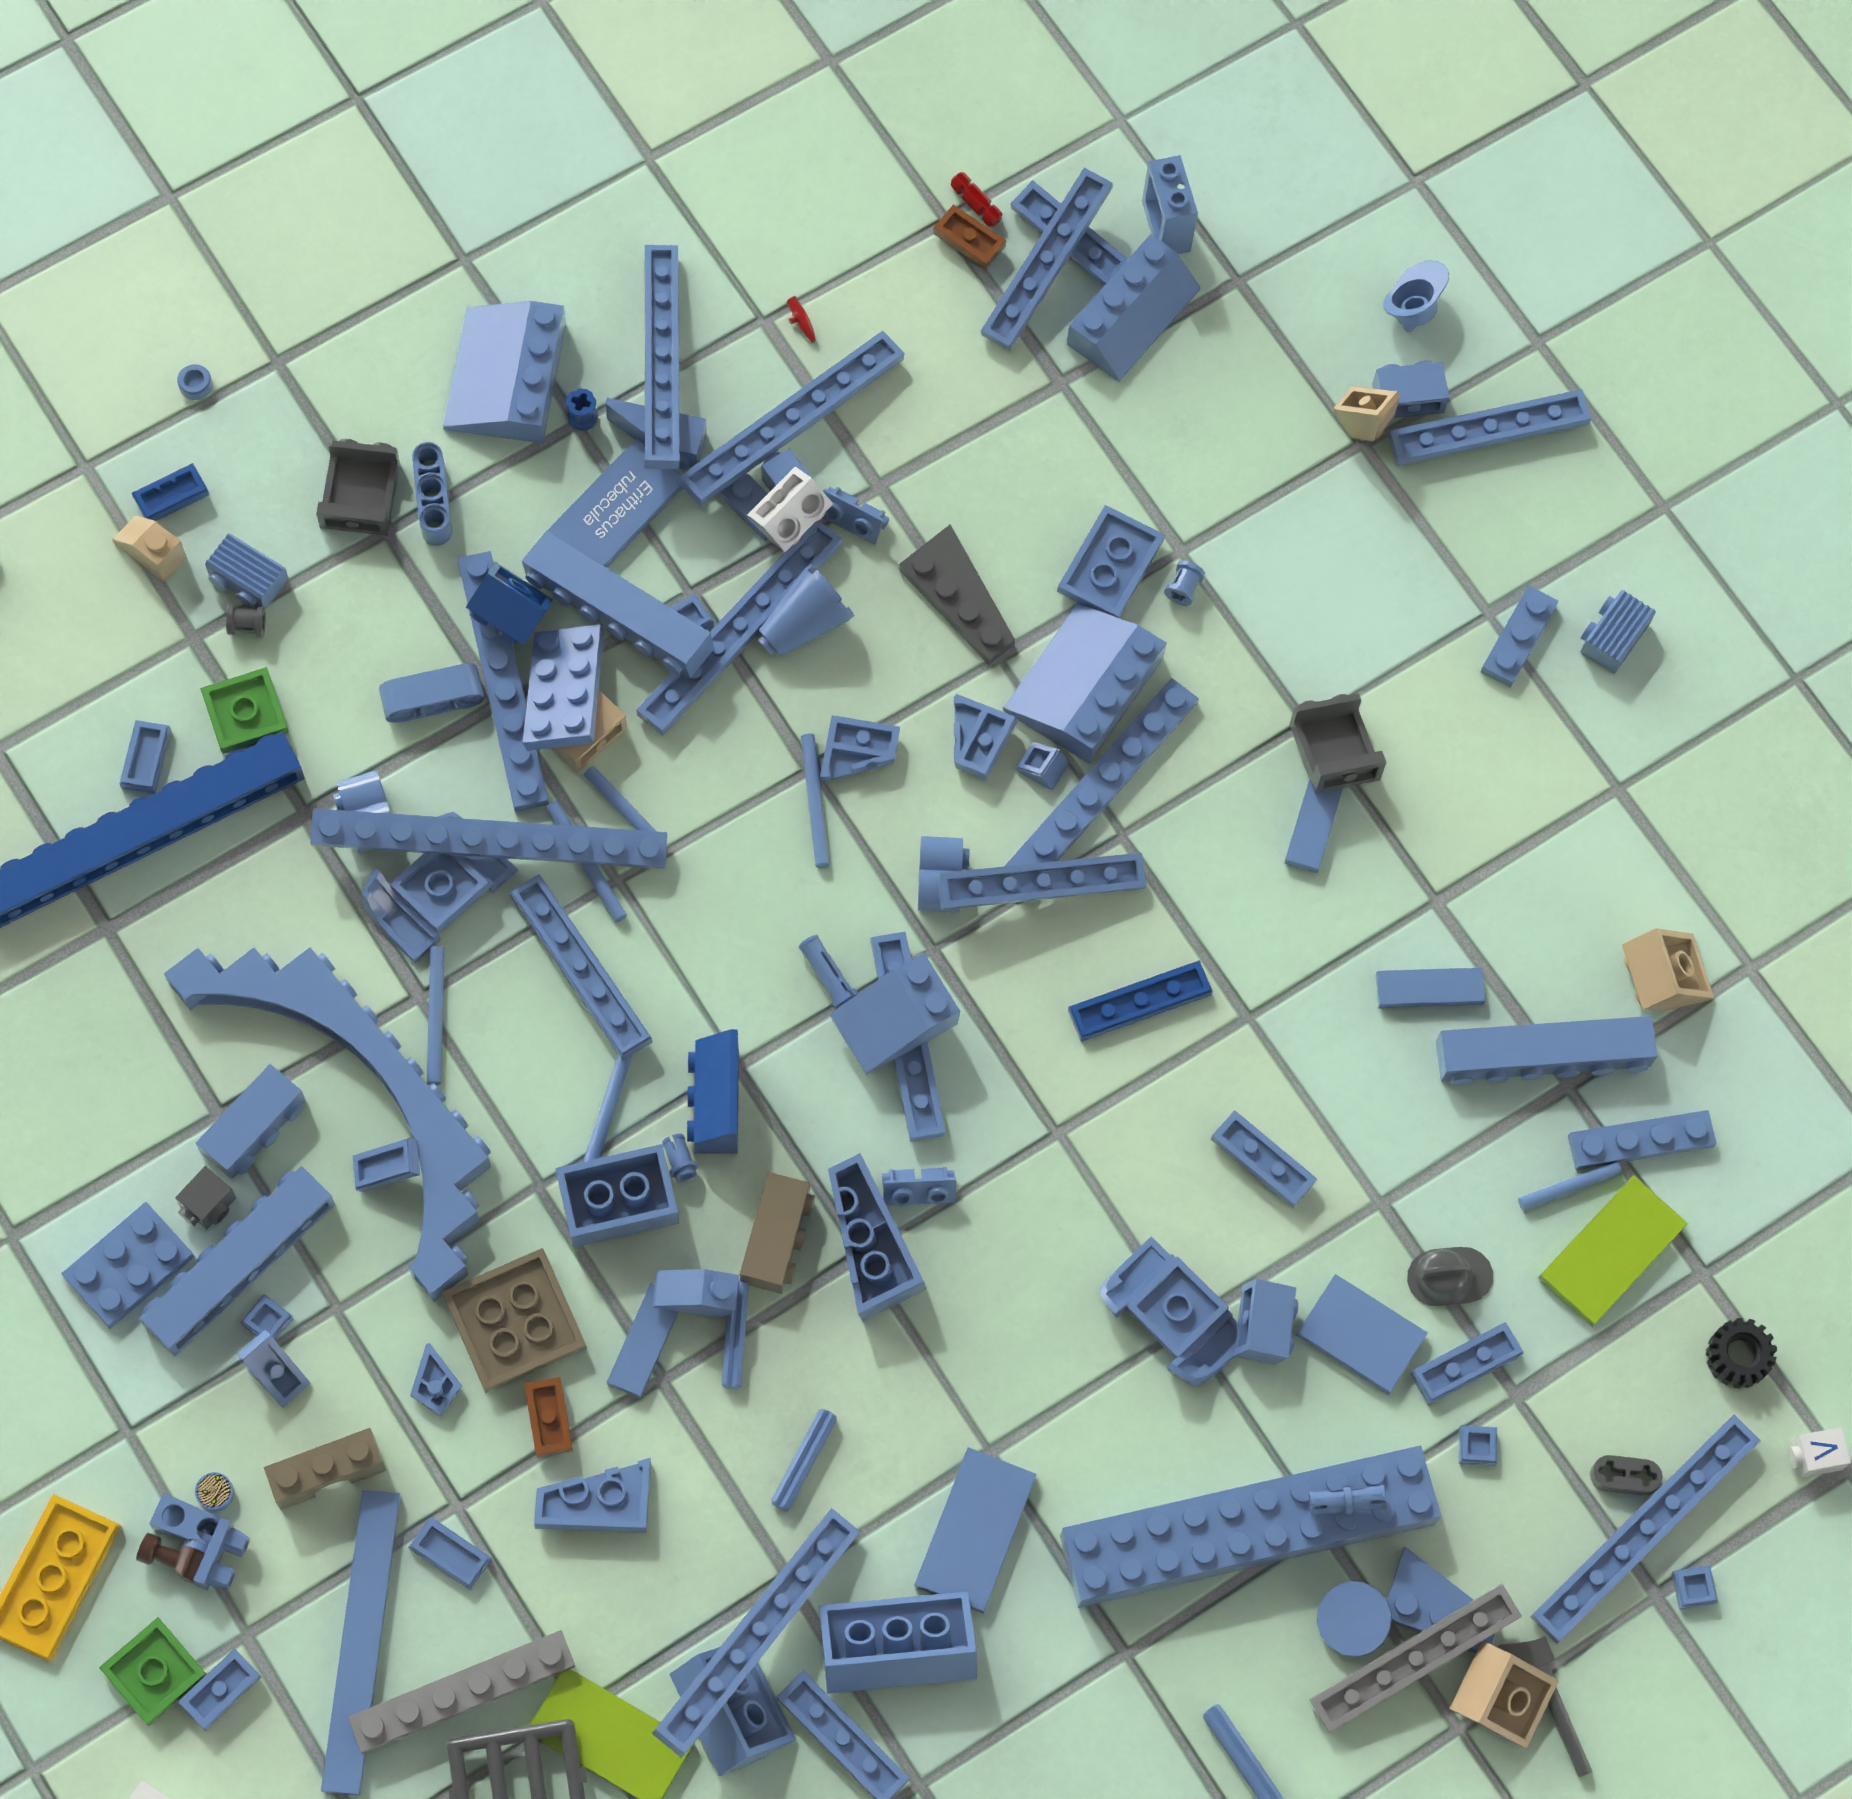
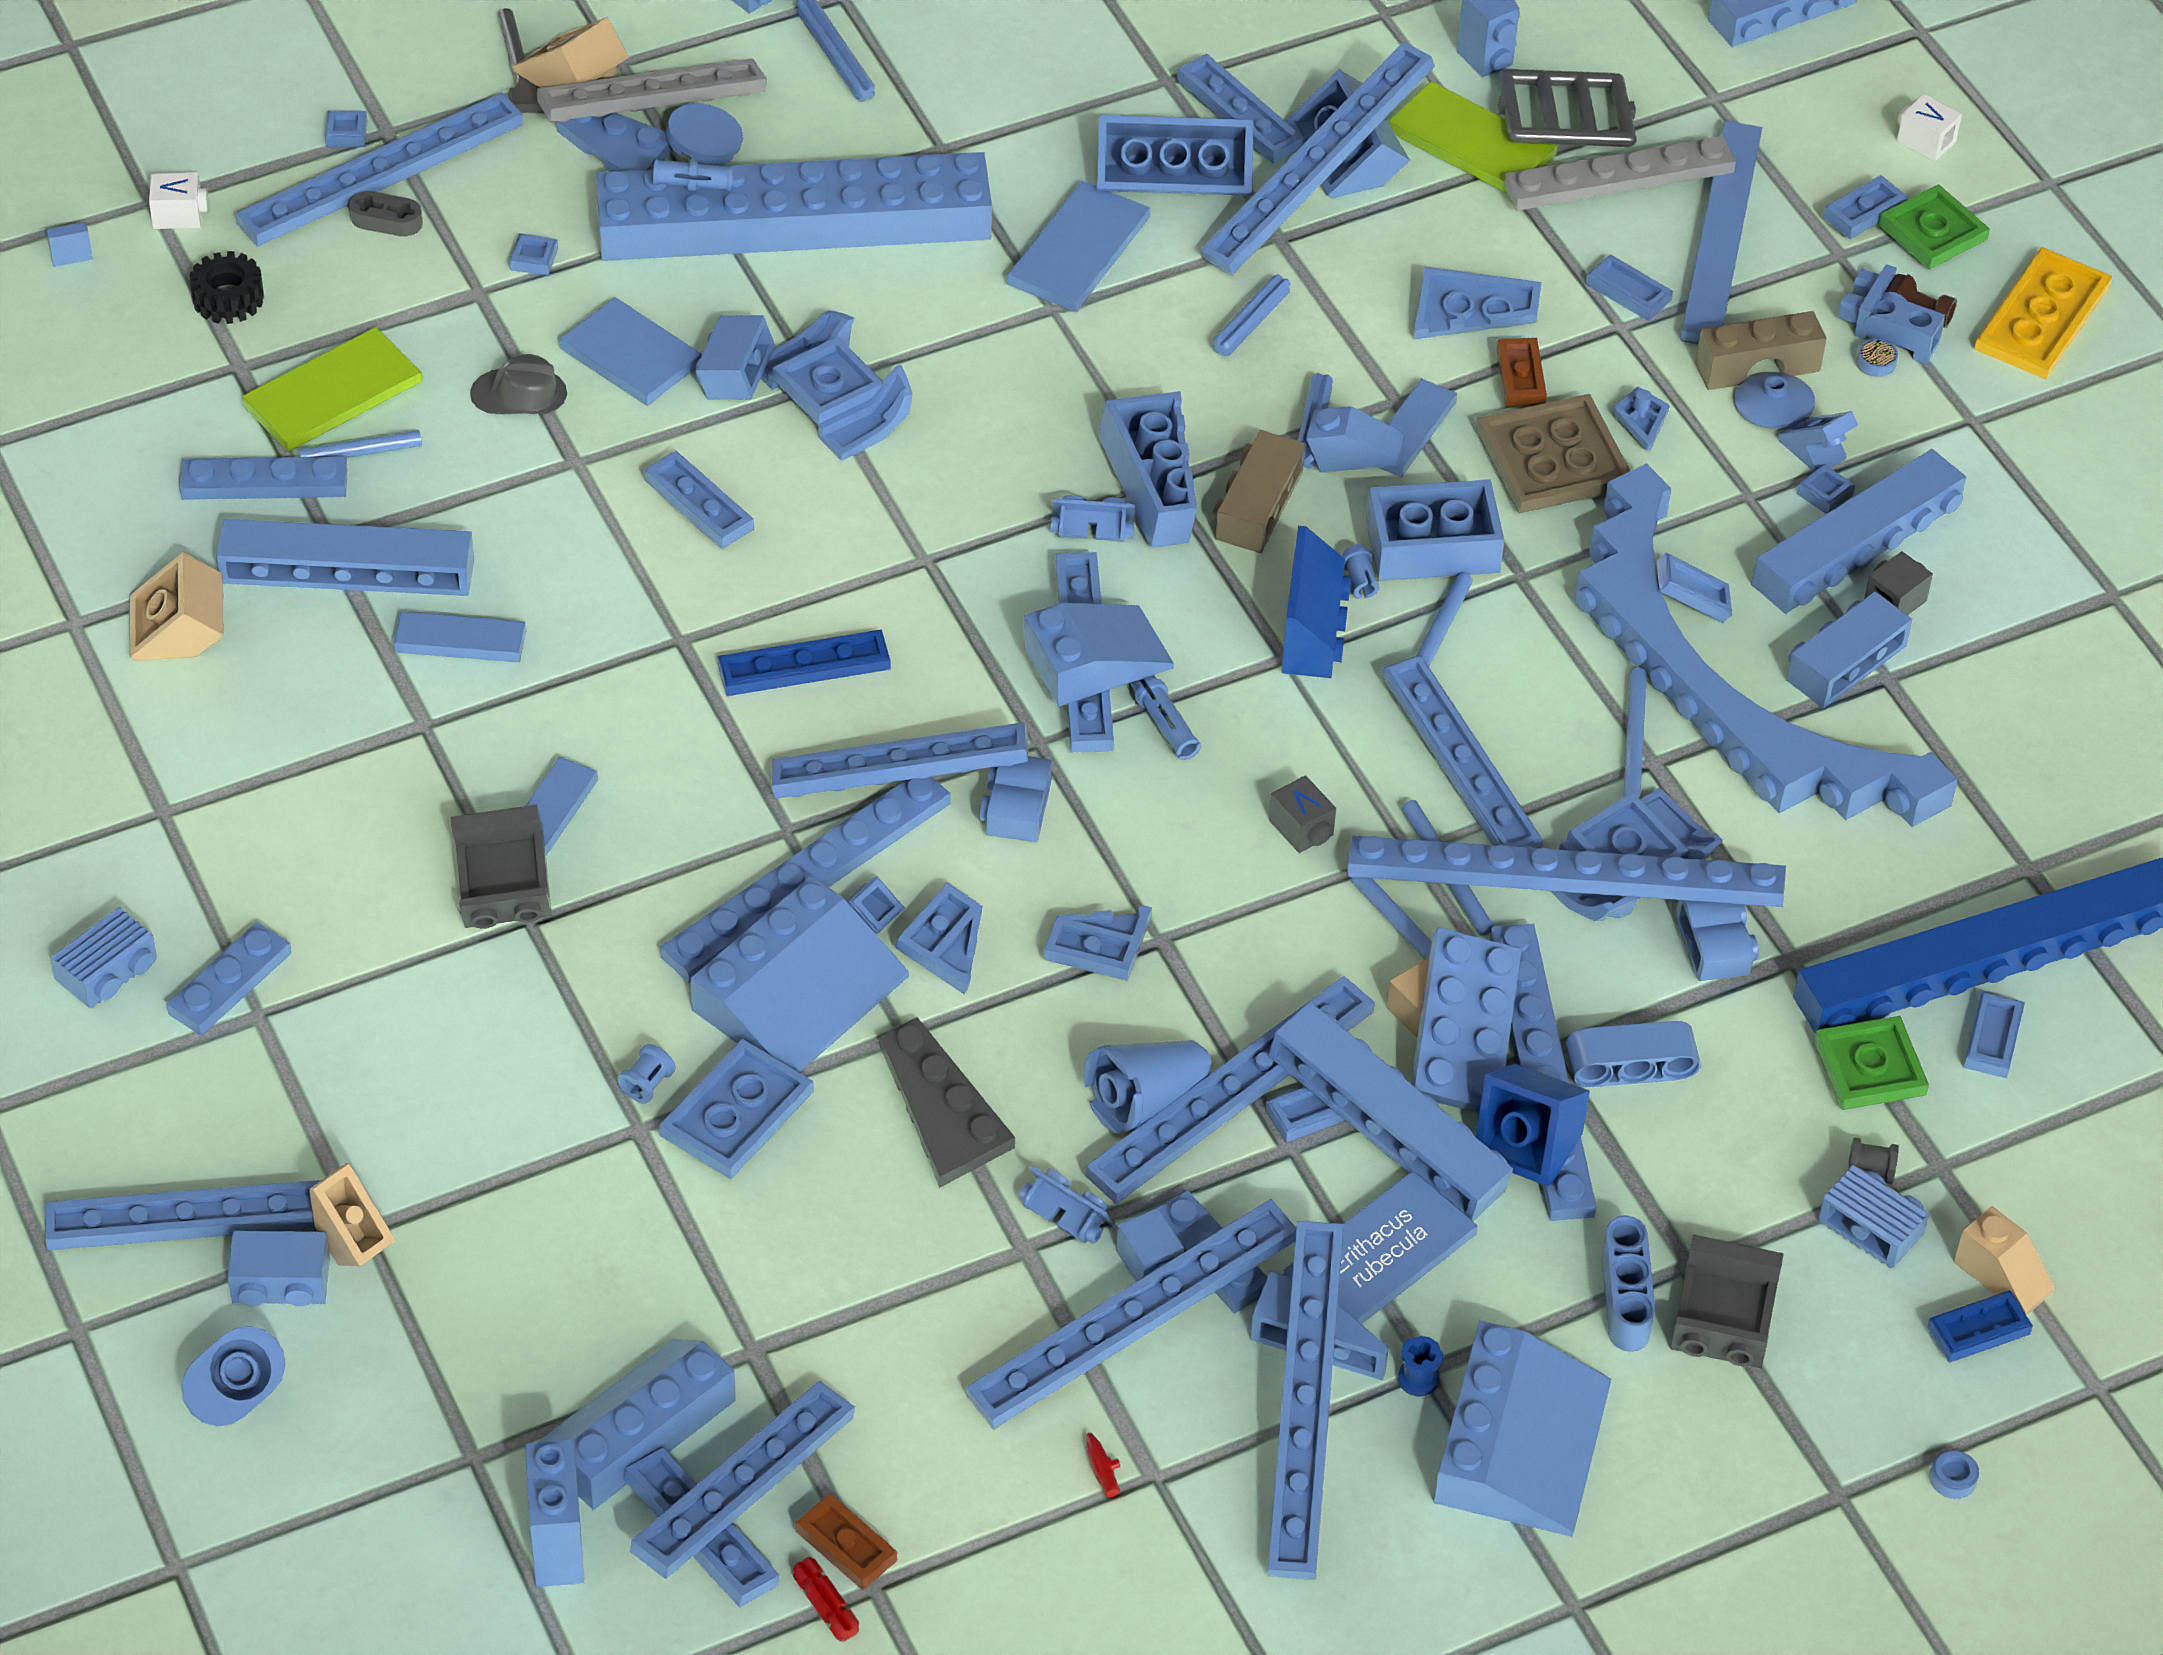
camera: 170 degrees left, 20 degrees down
(128, 1265) = (1982, 550): medium blue plate -> none
(308, 1404) = (1774, 400): none -> medium blue dish
(707, 885) = (1302, 814): none -> dark grey brick
(787, 505) = (1152, 1183): white brick -> none
(815, 800) = (1160, 900): medium blue bar -> none
(1467, 1363) = (523, 318): medium blue tile -> none

